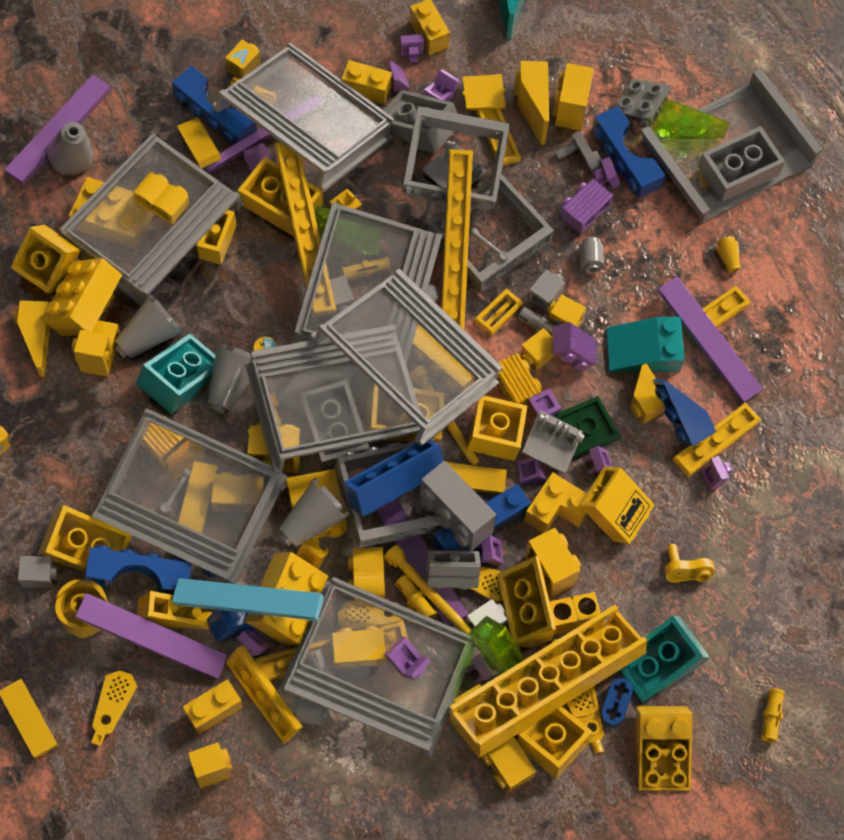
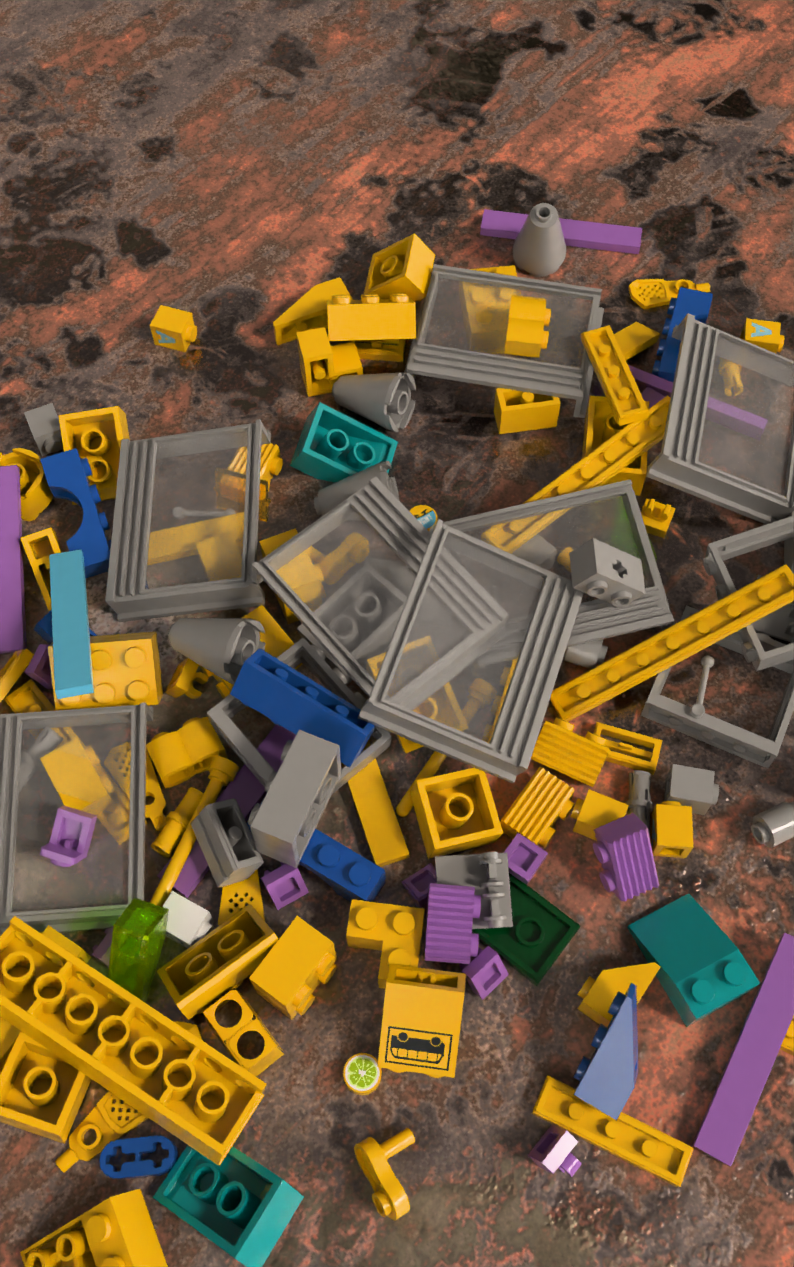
camera: 70 degrees right, 5 degrees down
(160, 90) = (658, 292): none -> yellow piece
(237, 165) = (614, 375): none -> yellow tile
(400, 252) = (607, 573): none -> light grey brick
(496, 337) = (570, 752): none -> yellow brick
(568, 461) = (450, 923): none -> medium lavender brick
(625, 558) = (362, 1074): none -> tile

